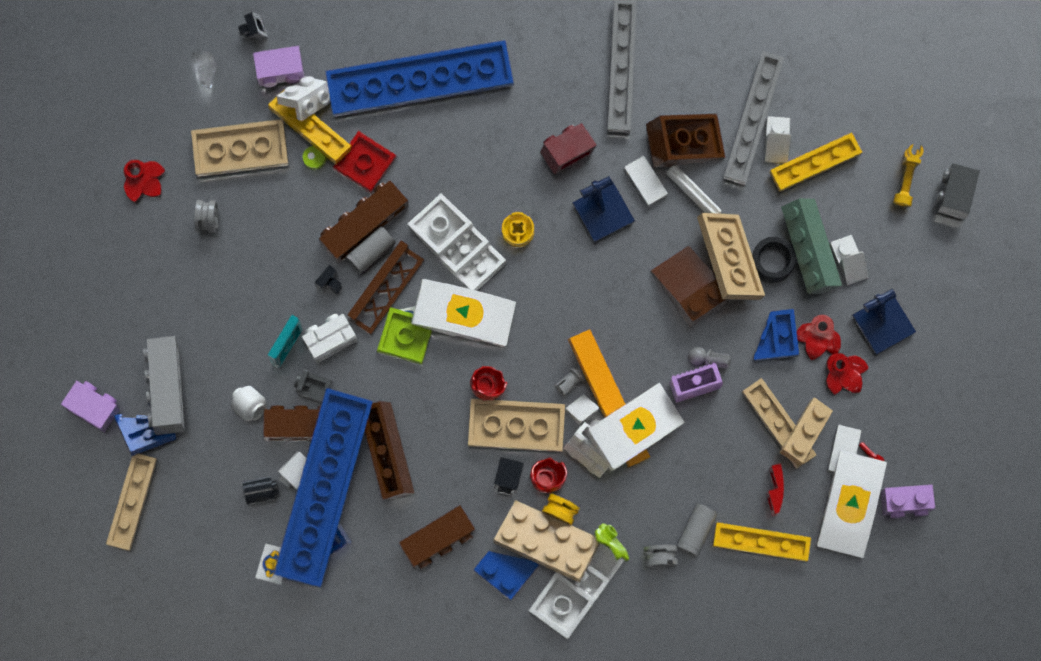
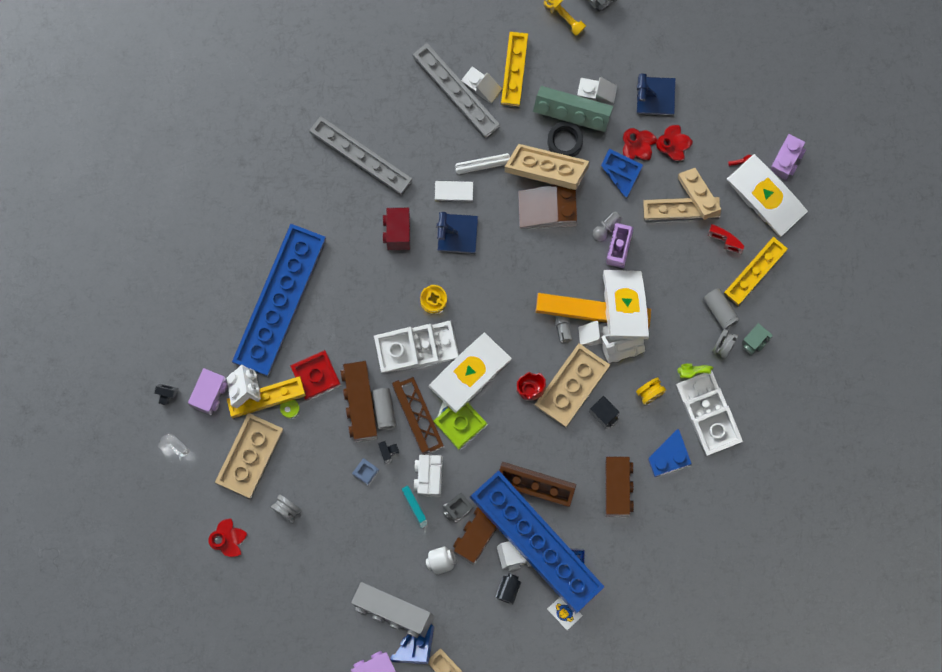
camera: 50 degrees left, 0 degrees up
(295, 272) = (365, 471): none -> sand blue tile
(547, 541) = (667, 413): tan plate -> none
(548, 475) = (621, 384): red hair -> none
(684, 139) = (442, 146): reddish brown slope -> none
(687, 587) = (756, 339): none -> sand green brick
(845, 440) = (720, 172): white tile -> none

